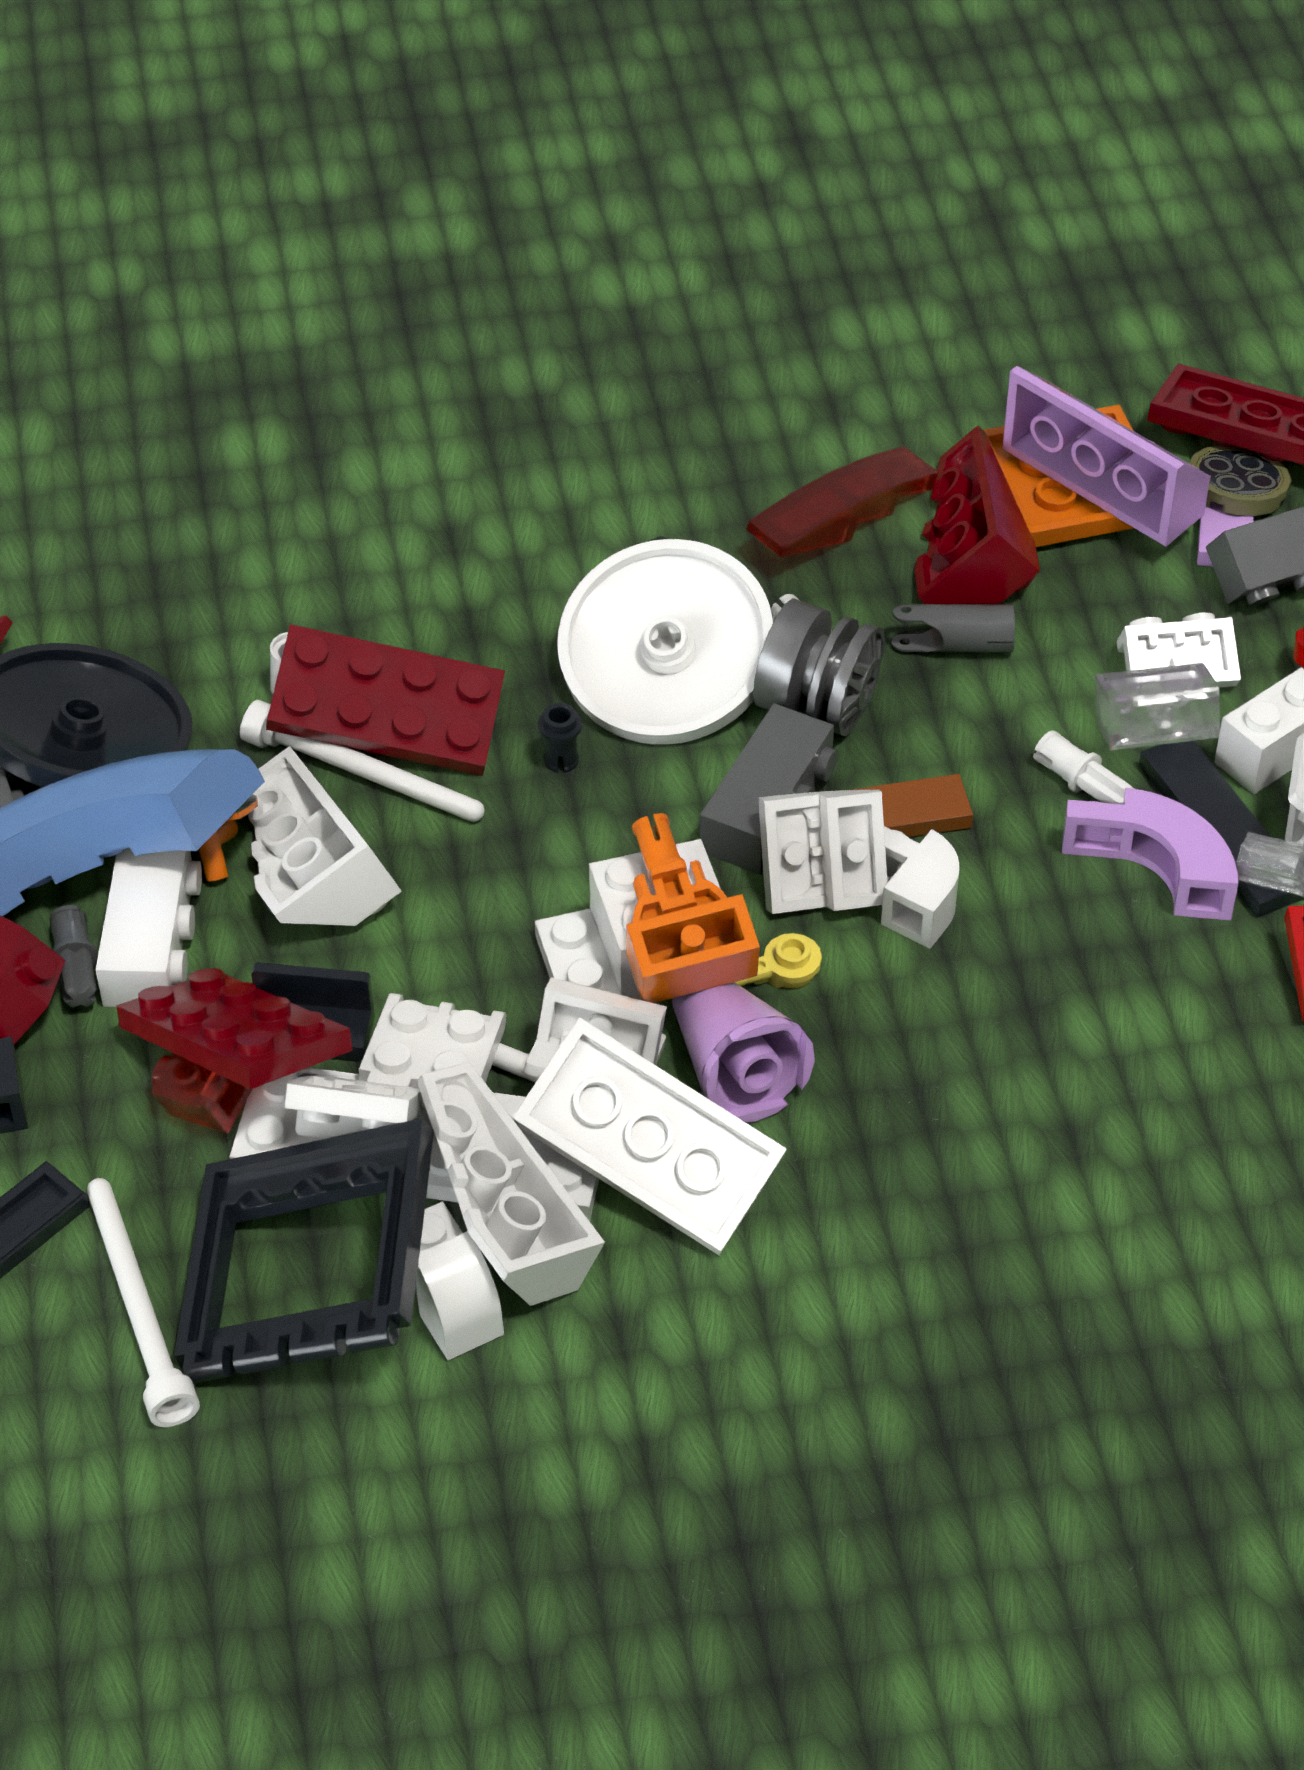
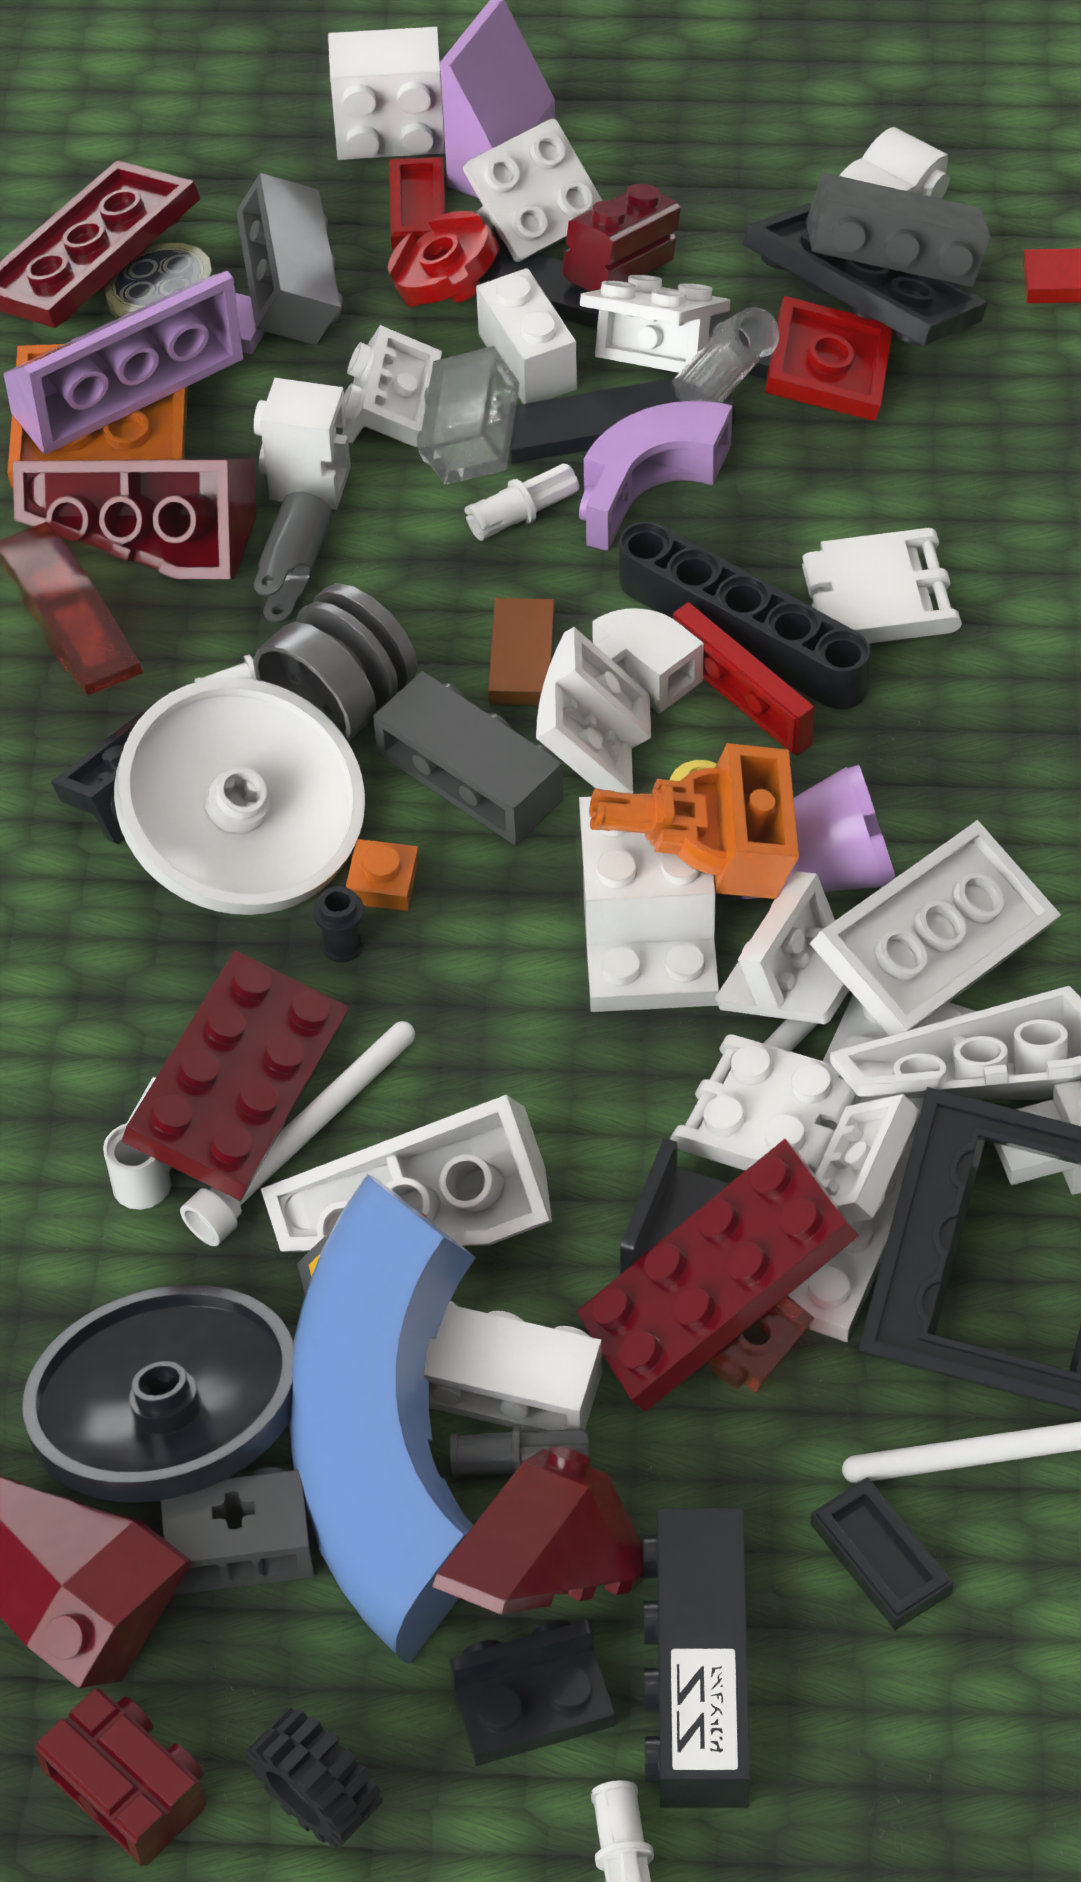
camera: 75 degrees left, 5 degrees up
(634, 764) = (383, 873): none -> orange plate
(920, 962) = (750, 684): none -> red tile
(998, 952) = (777, 629): none -> black beam
(1066, 596) = (301, 440): none -> white brick
(1076, 1051) = (880, 585): none -> white plate

